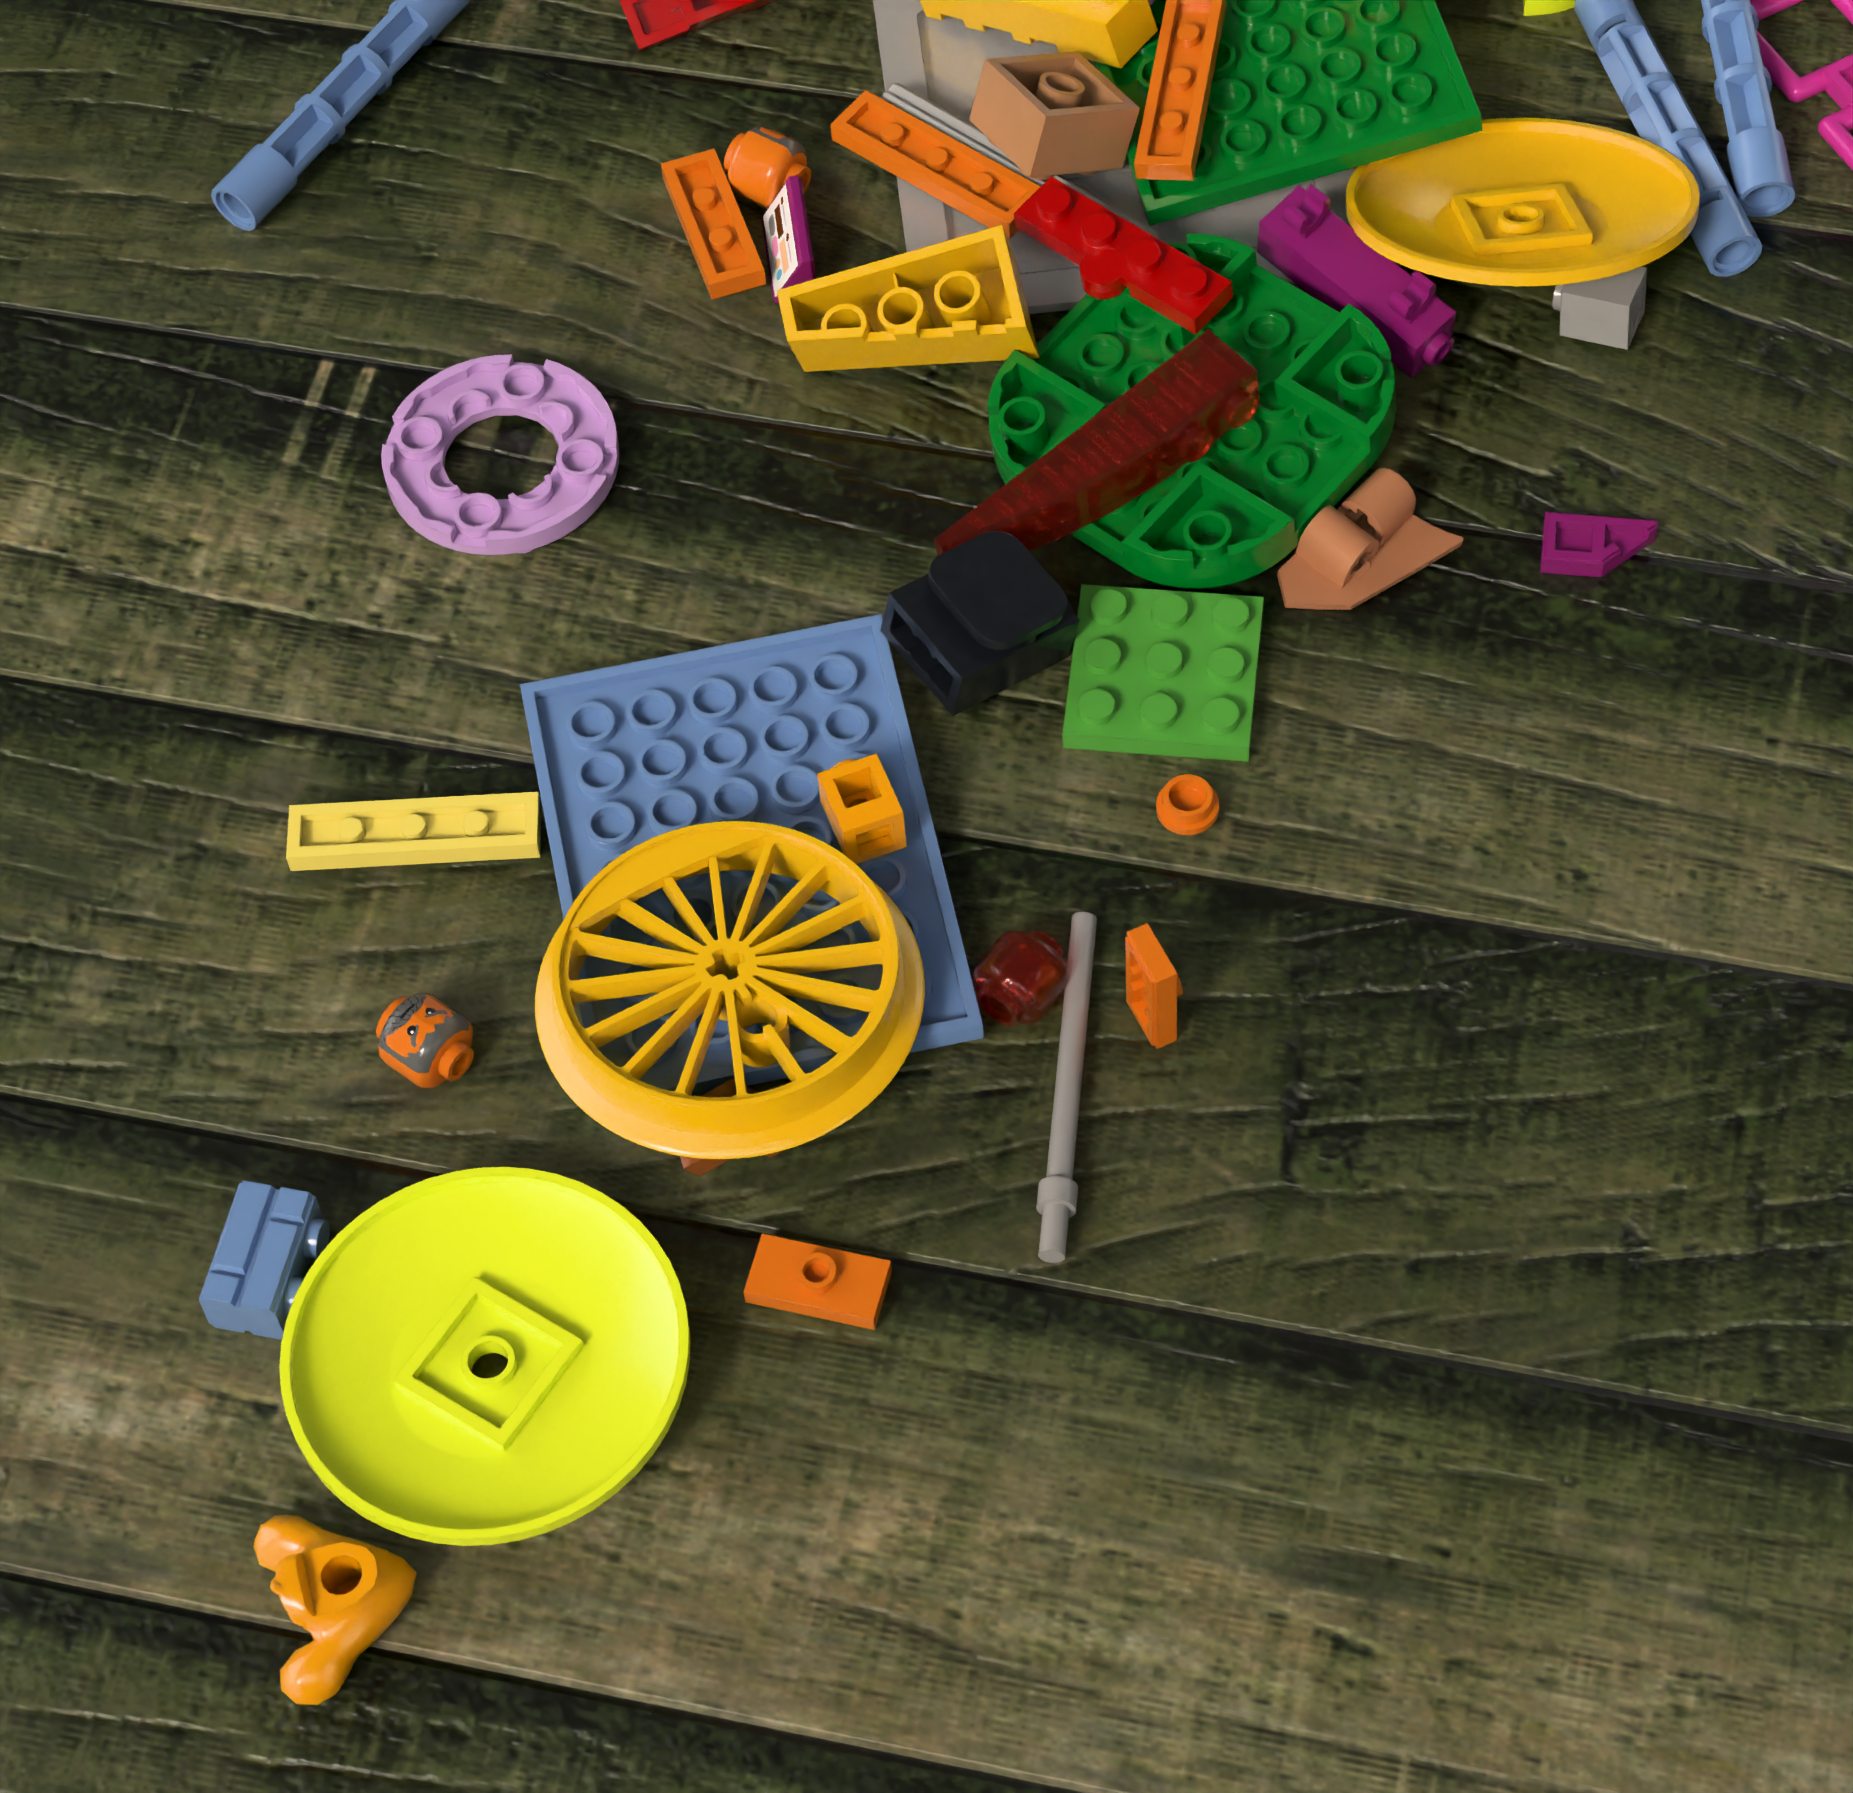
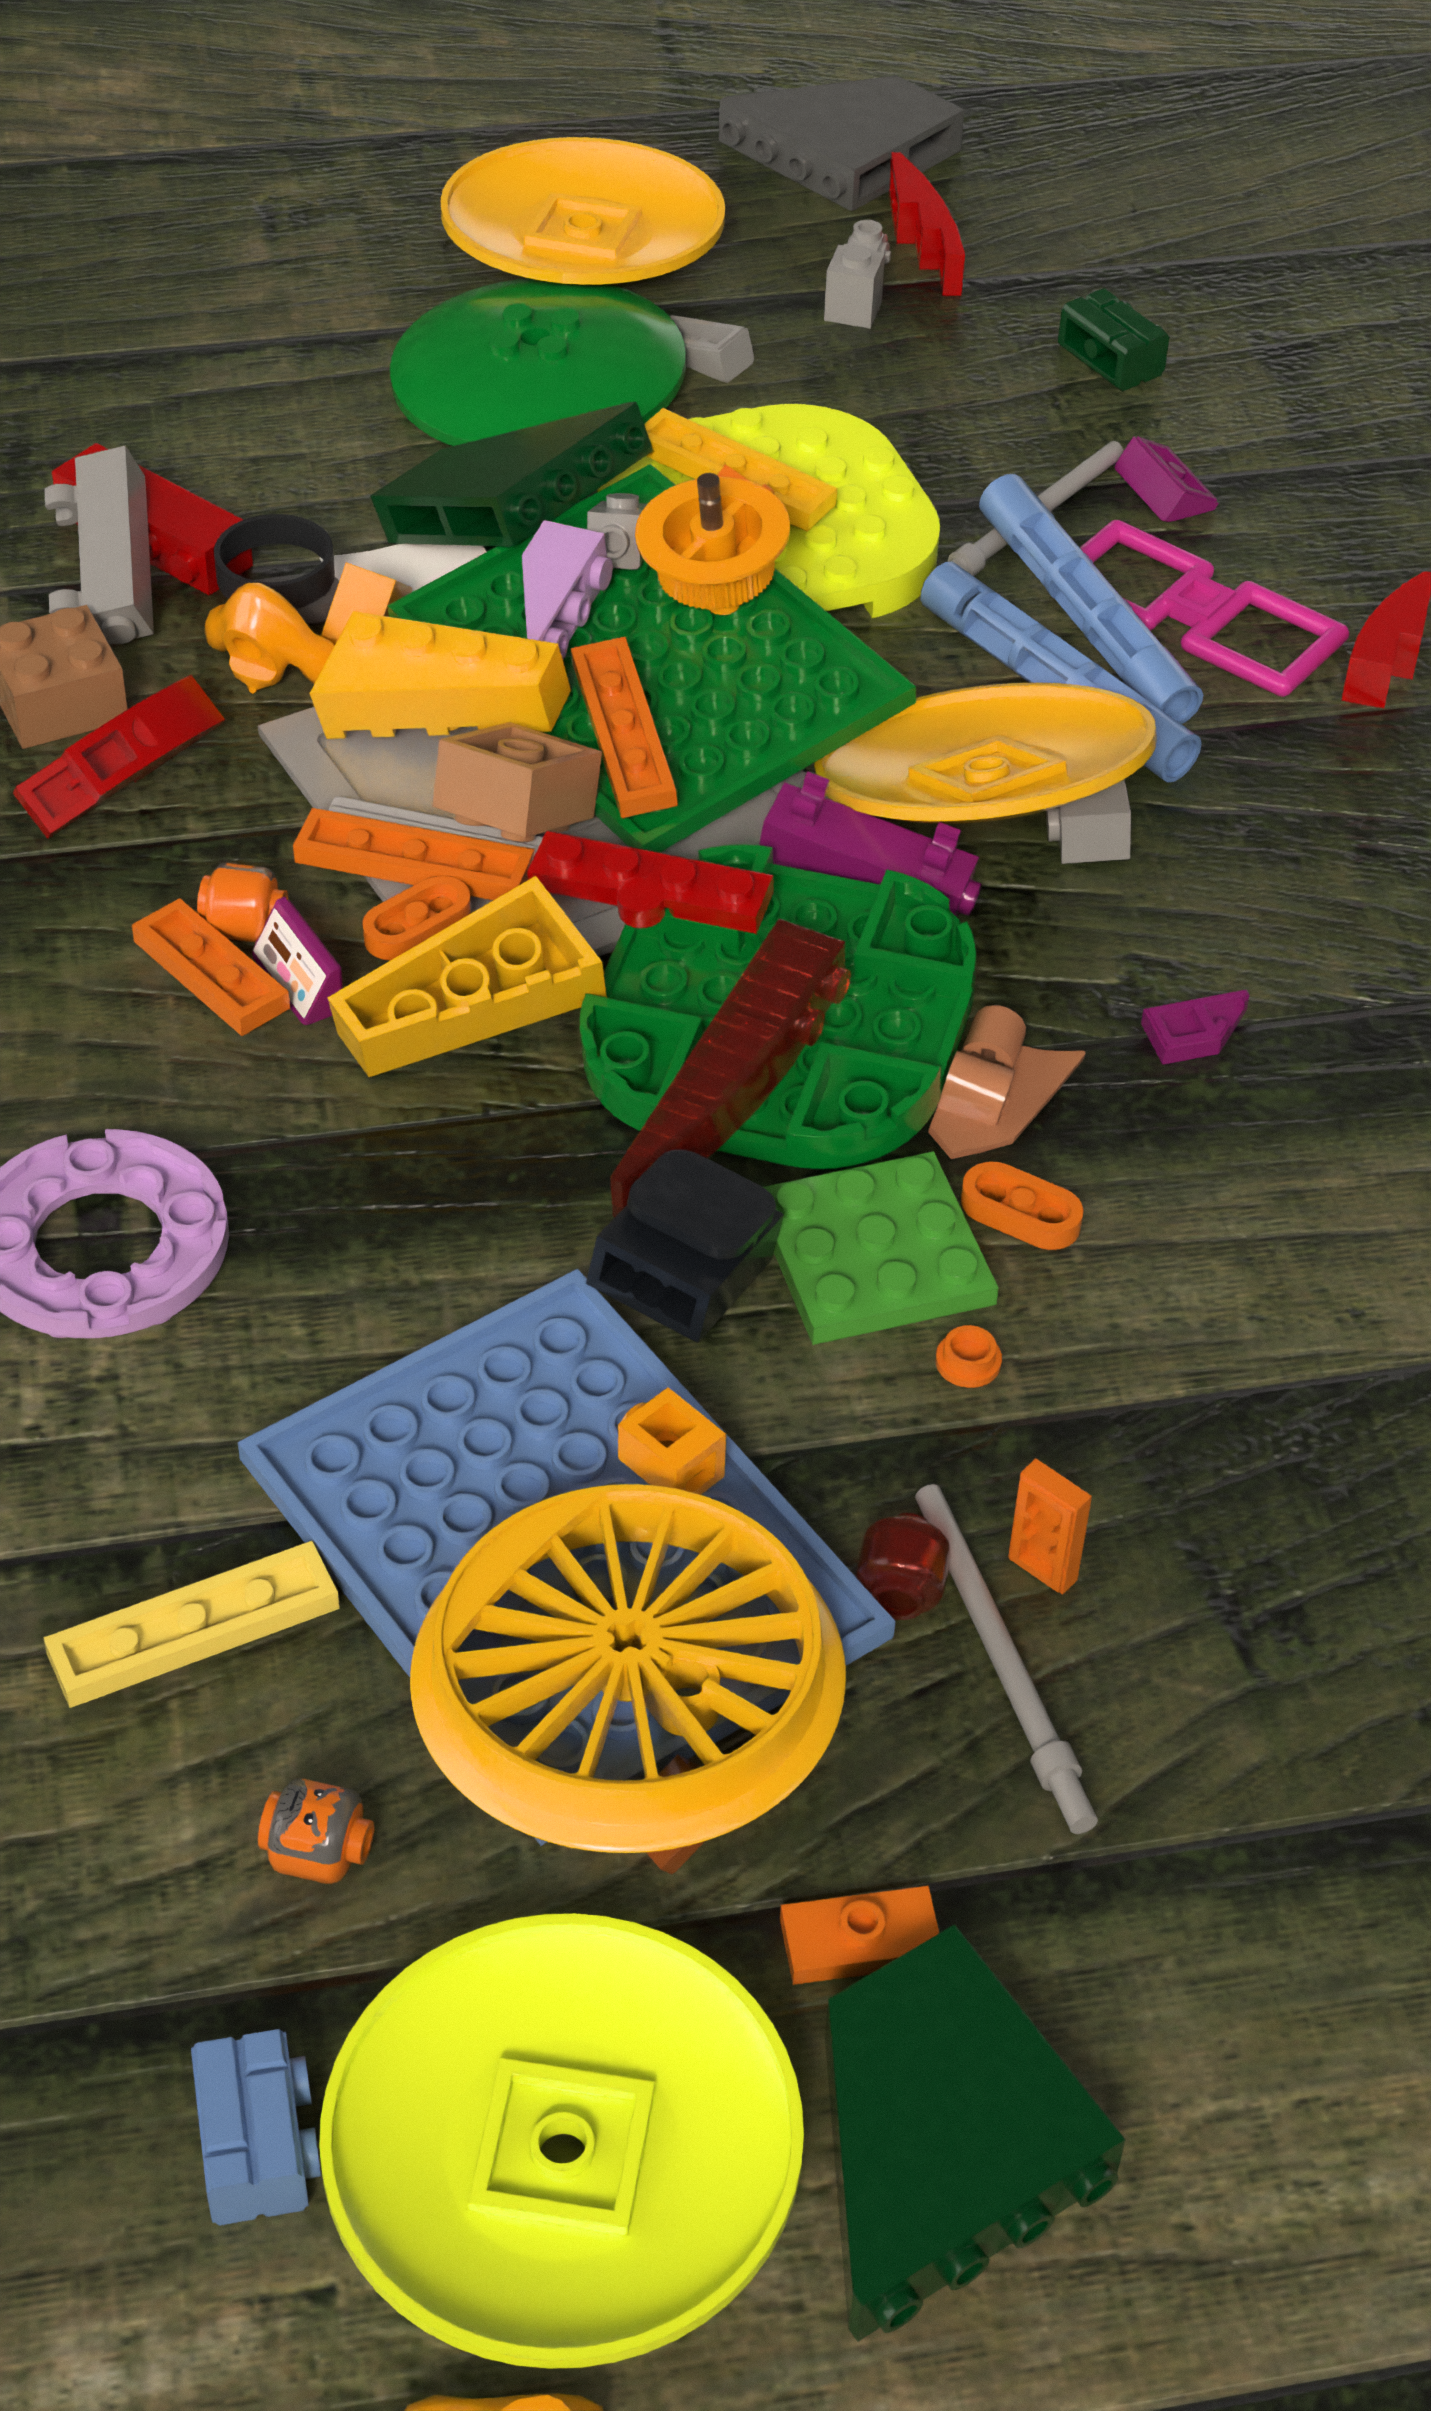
camera: 30 degrees left, 10 degrees down
(789, 1464) = (948, 2129): none -> dark green slope
(907, 225) = (415, 916): none -> orange plate
(1321, 677) = (1022, 1205): none -> orange plate

